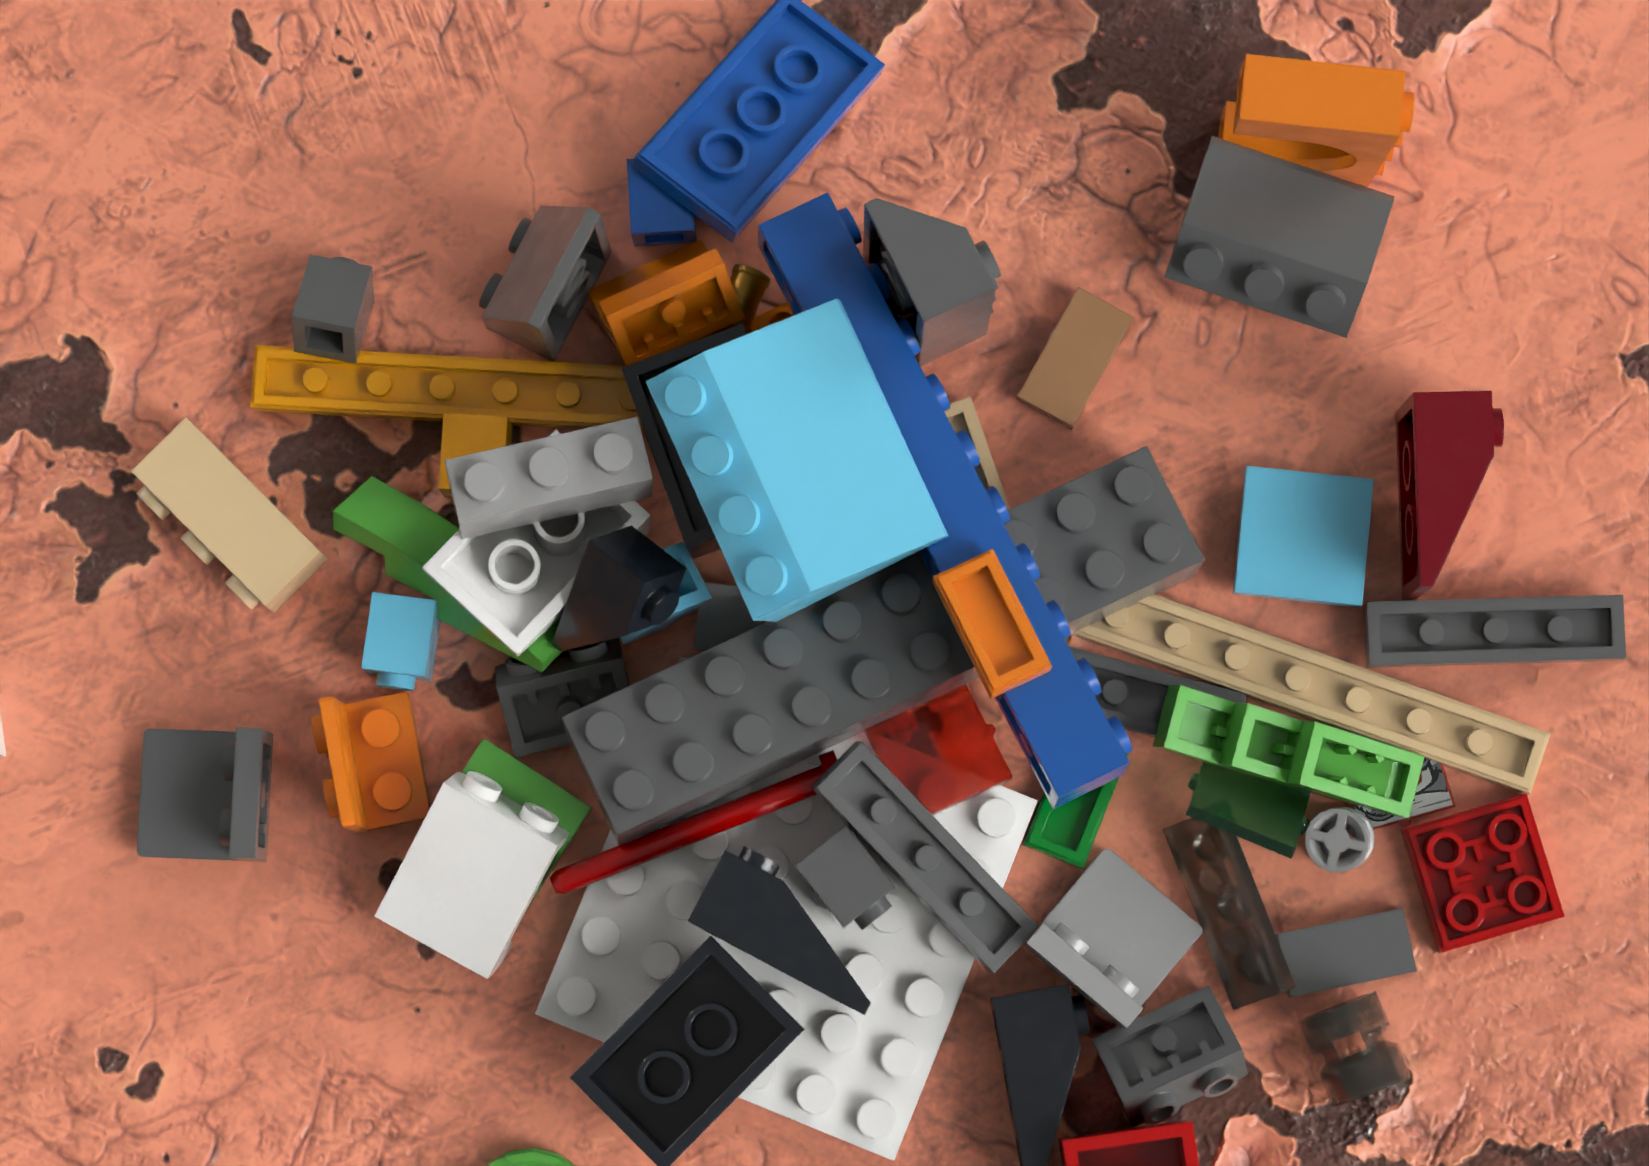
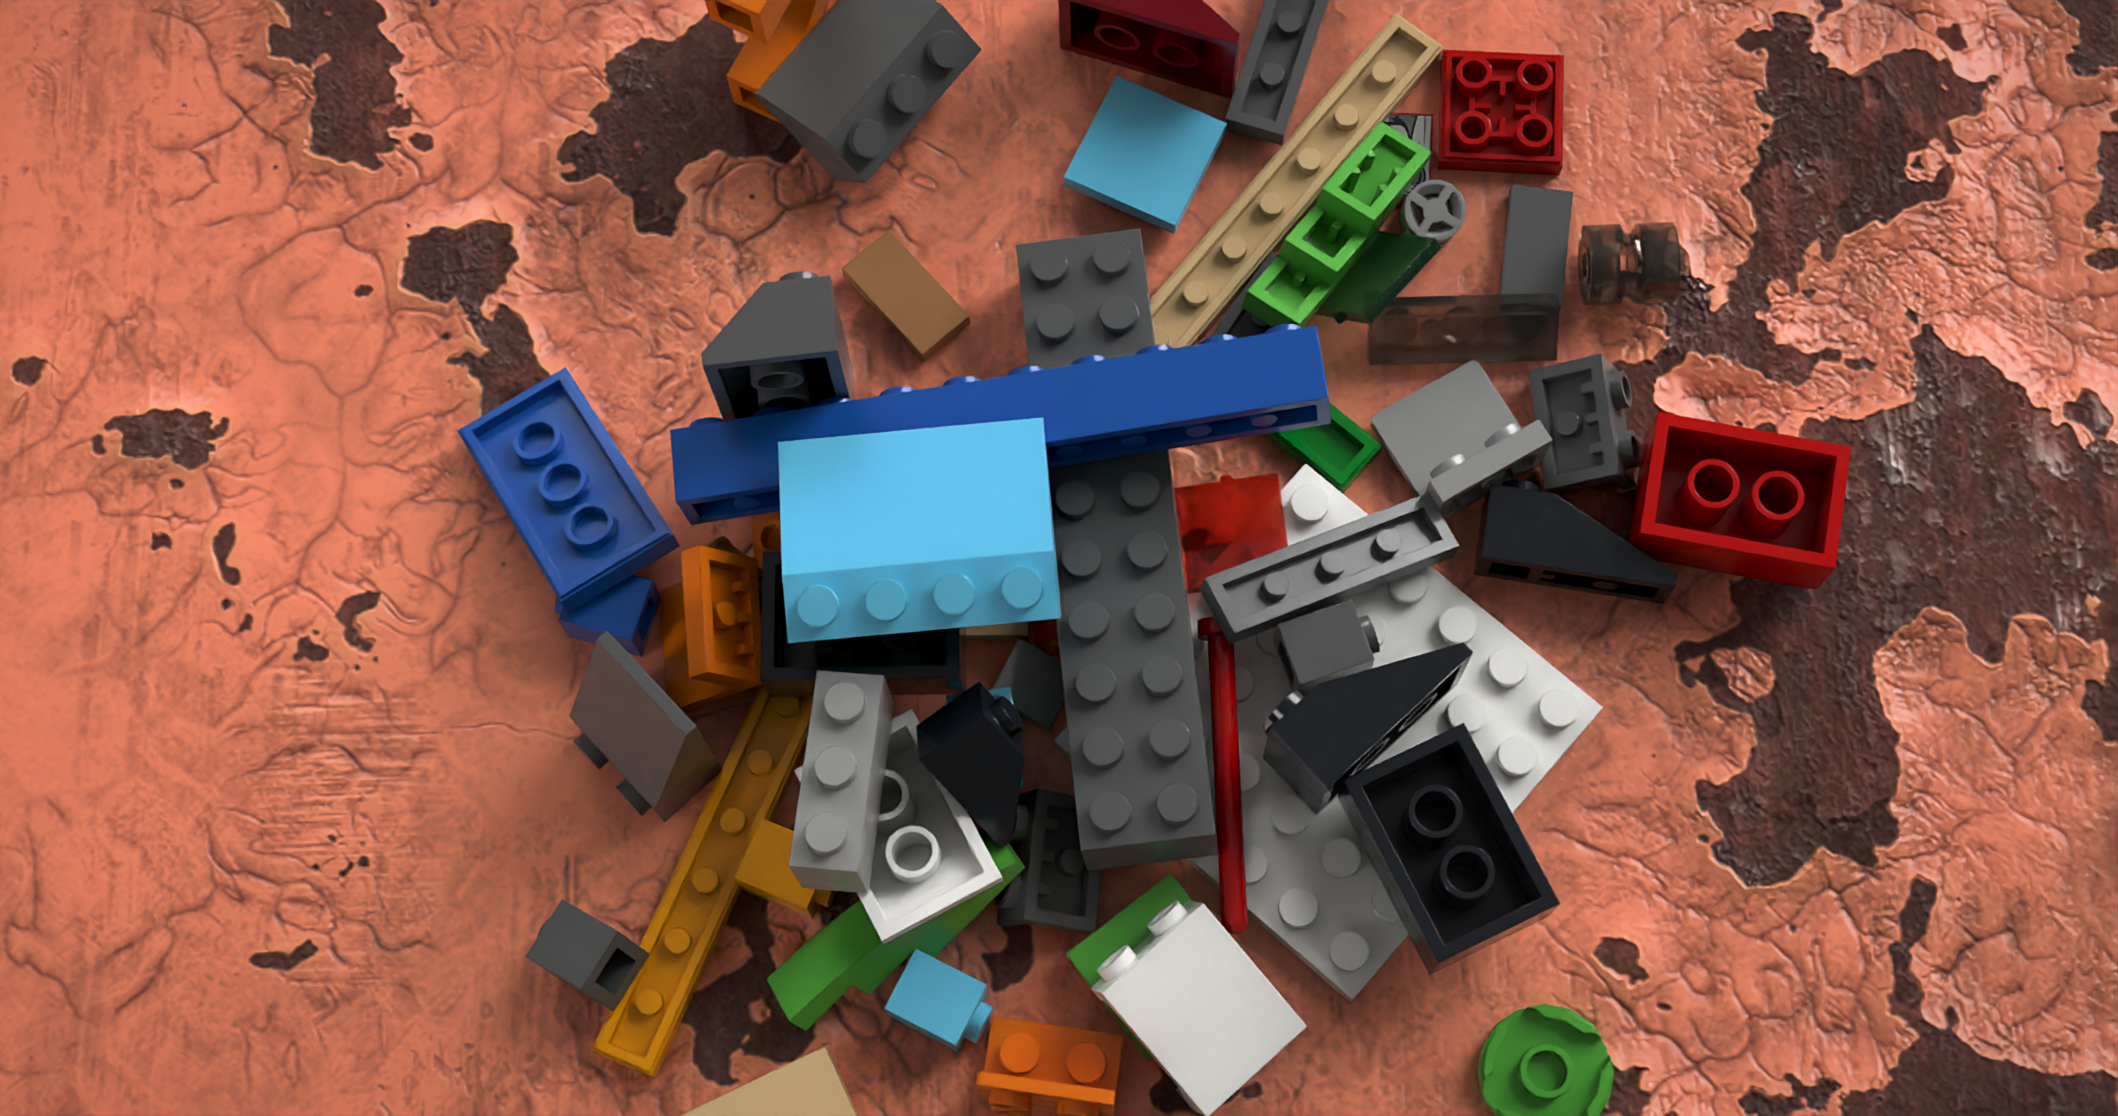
camera: 70 degrees left, 10 degrees down
(991, 623) = (1142, 404): orange tile -> none

